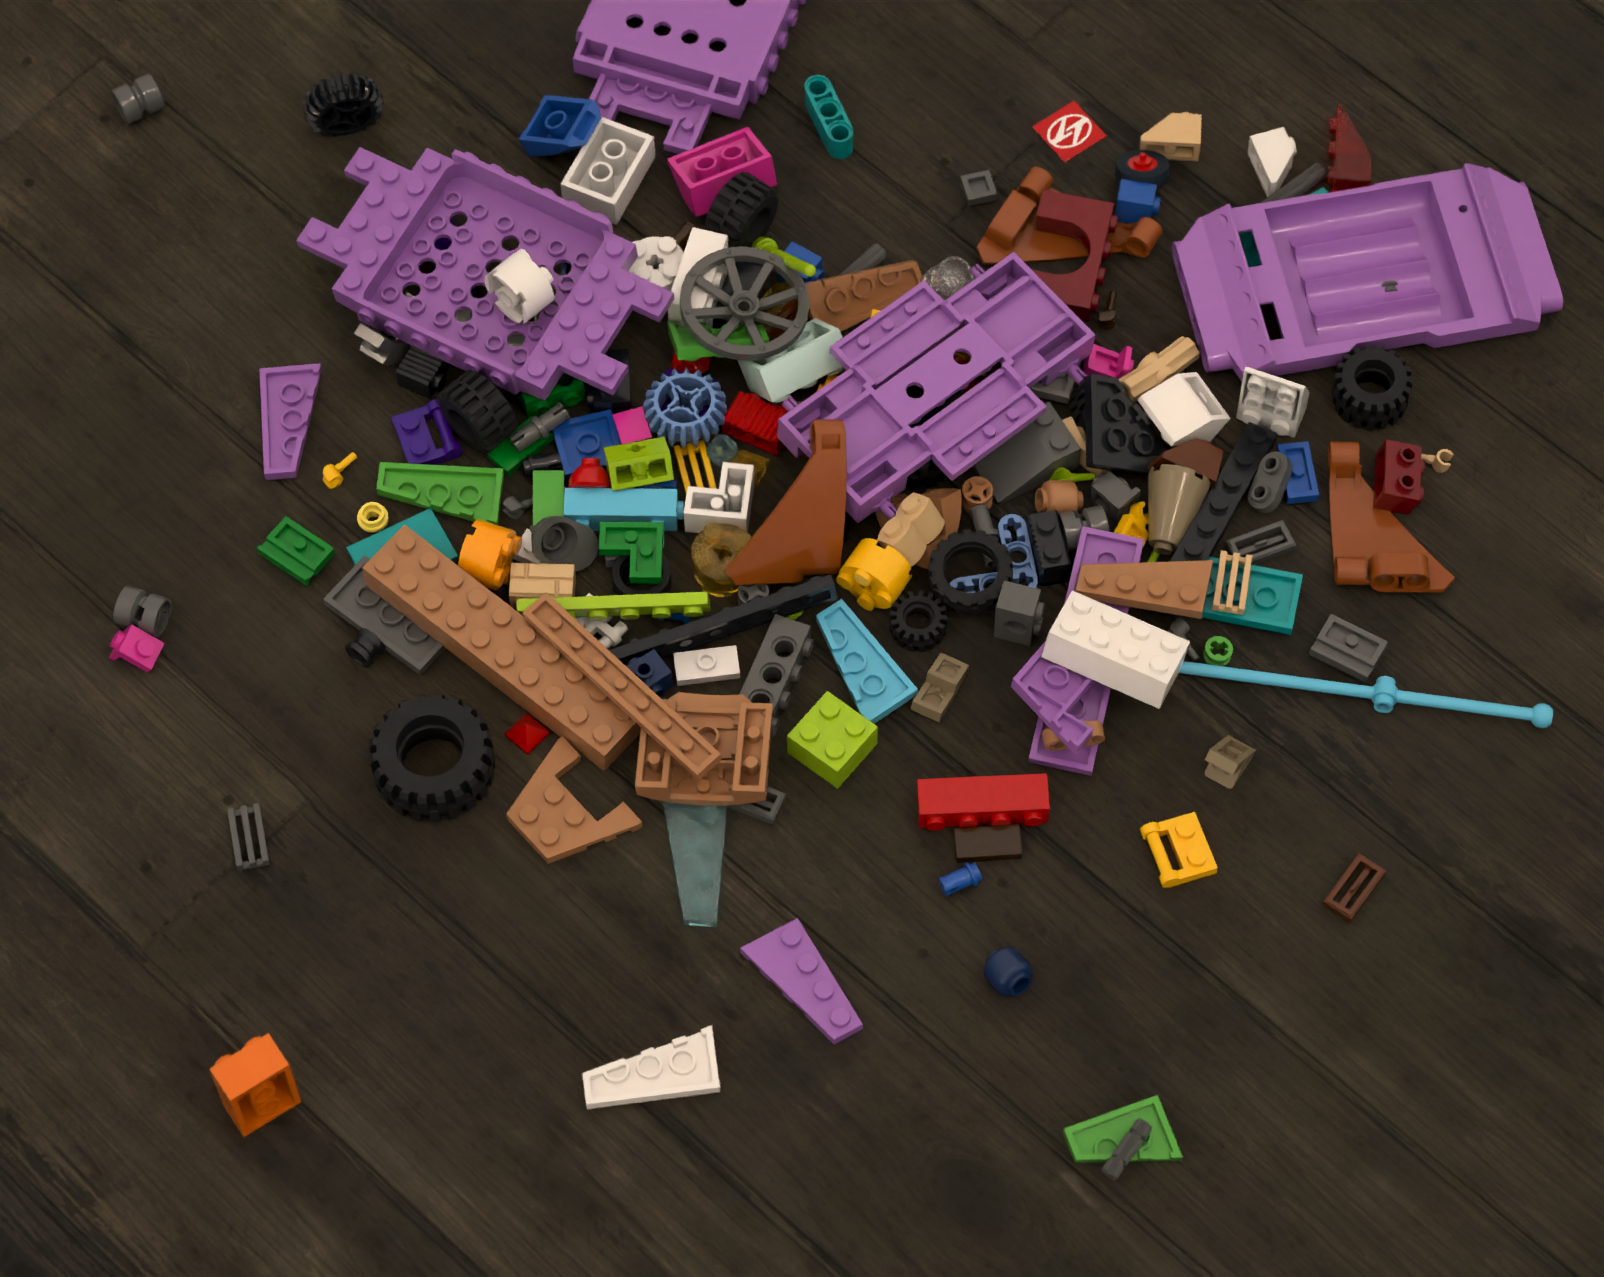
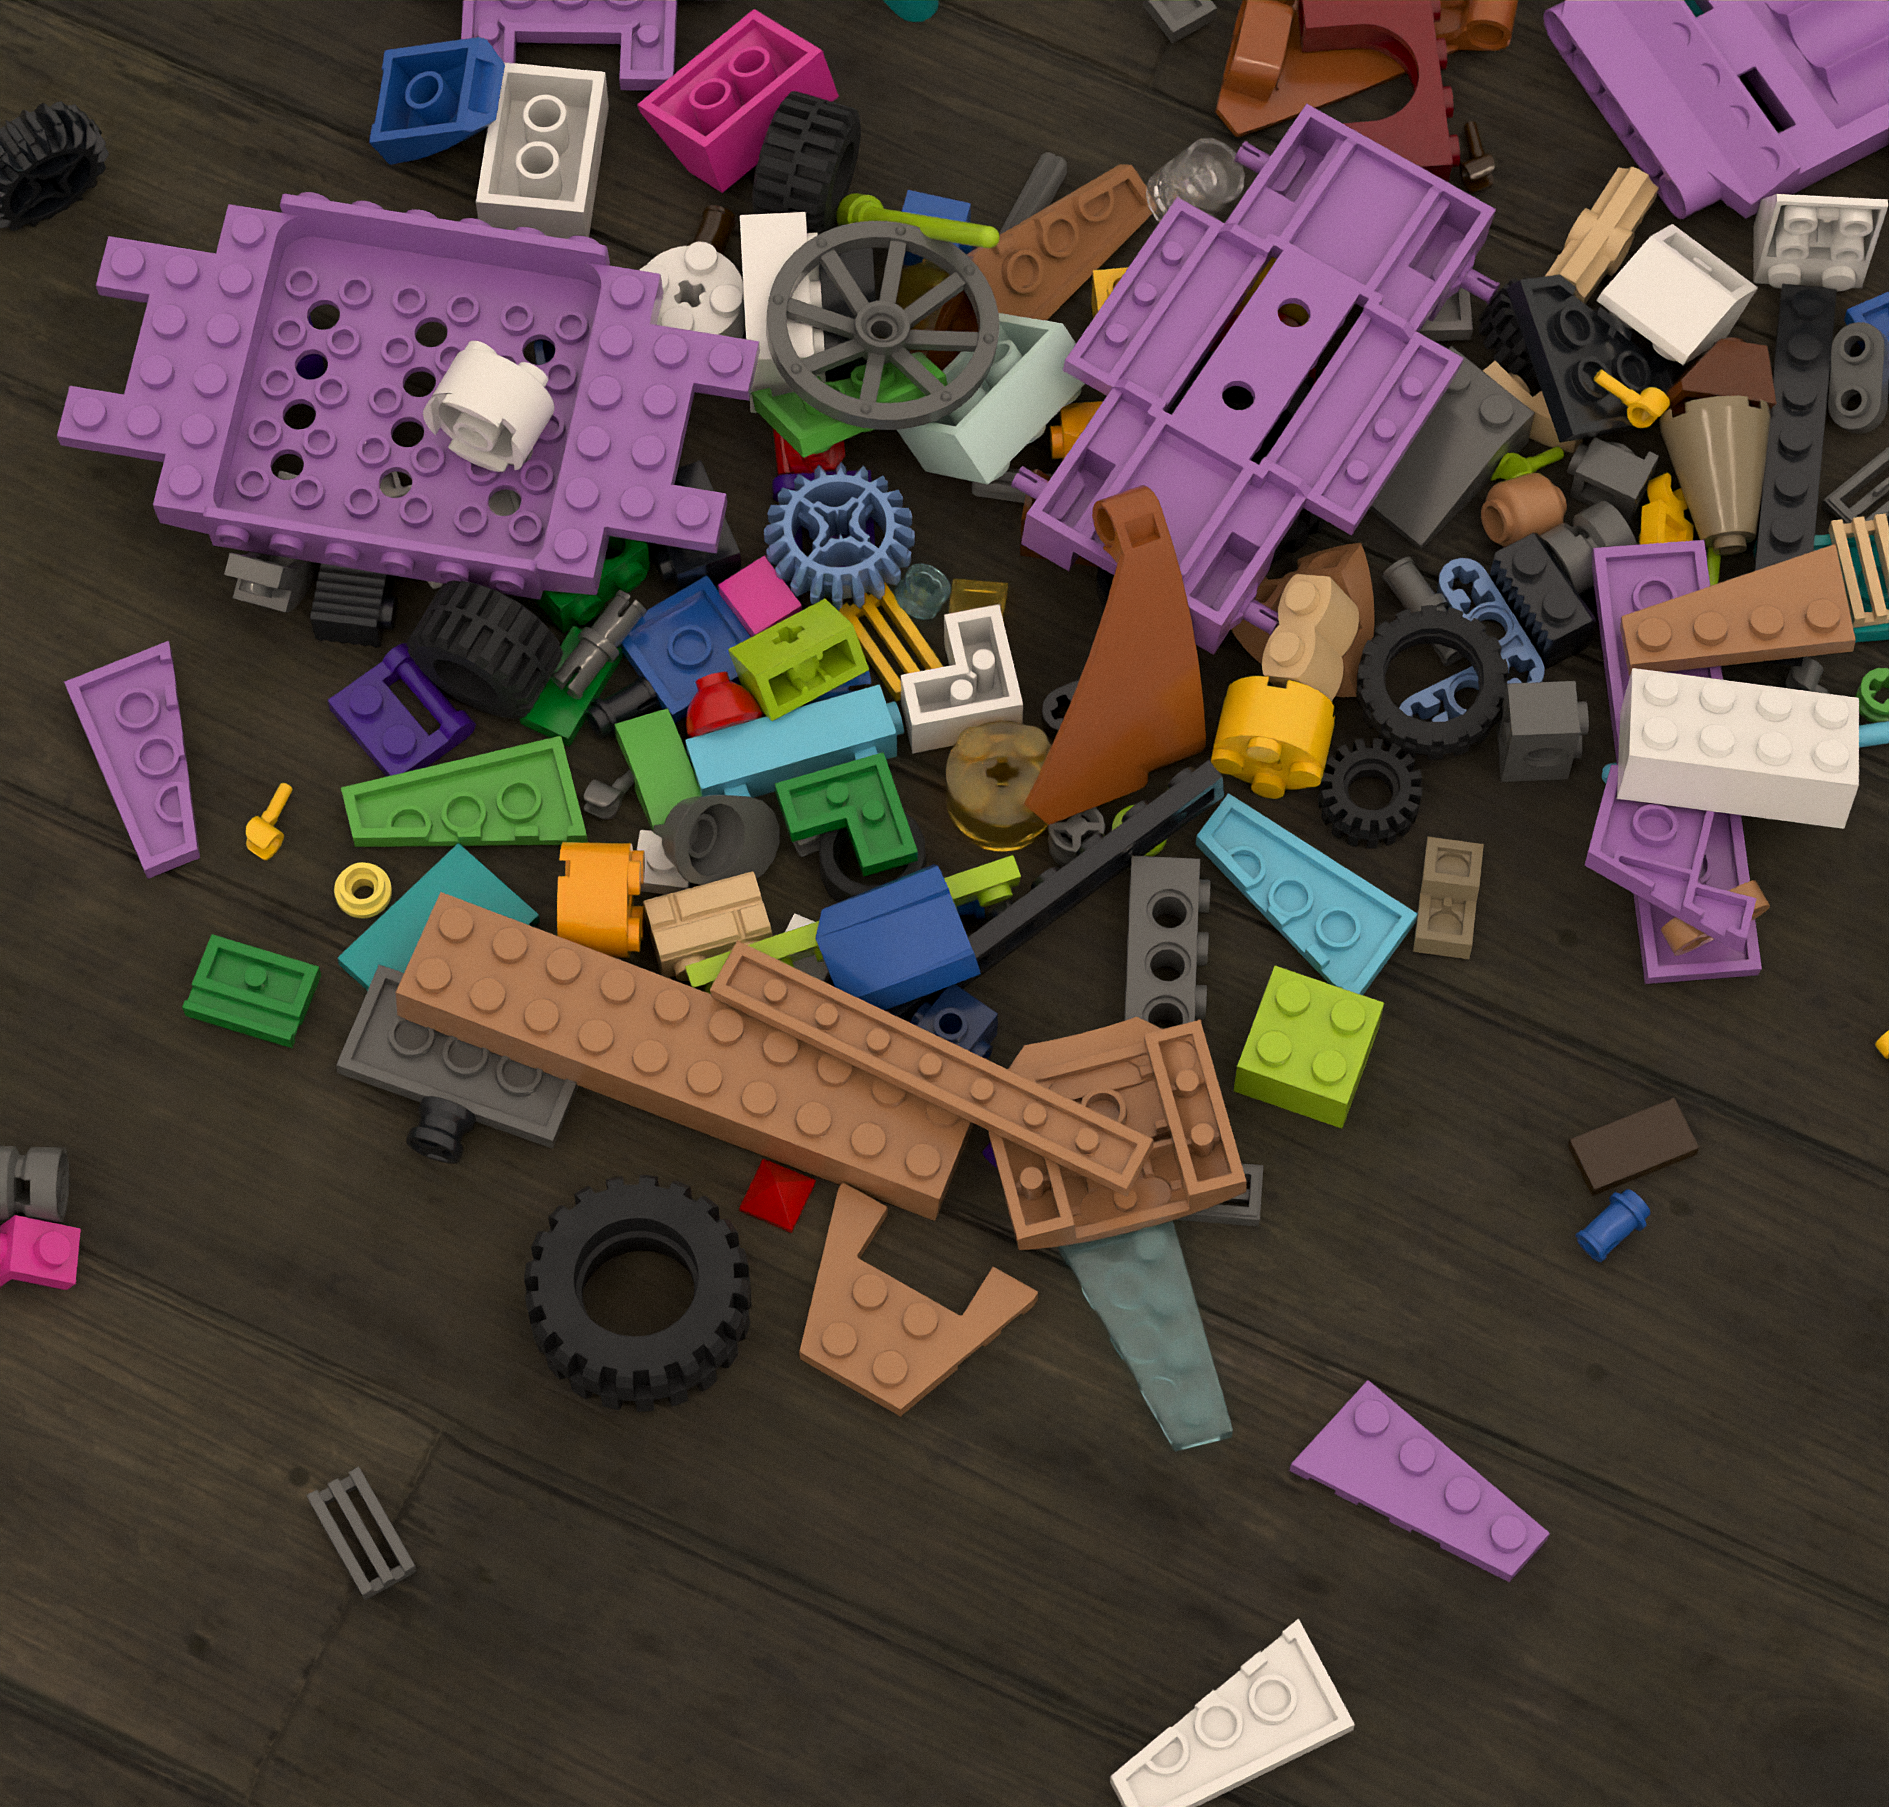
camera: 20 degrees left, 5 degrees up
(629, 617) = (896, 941): none -> blue slope
(706, 665) = (1040, 979): white plate -> none
(754, 422) = (967, 524): red brick -> none
(976, 487) = (1384, 530): medium nougat wheel -> none
(983, 801) = (1600, 1077): red brick -> none
(1008, 972) = (1758, 1363): dark blue head -> none
(1109, 363) = (1519, 251): dark pink bracket -> none
(1138, 463) = (1642, 408): none -> yellow hand

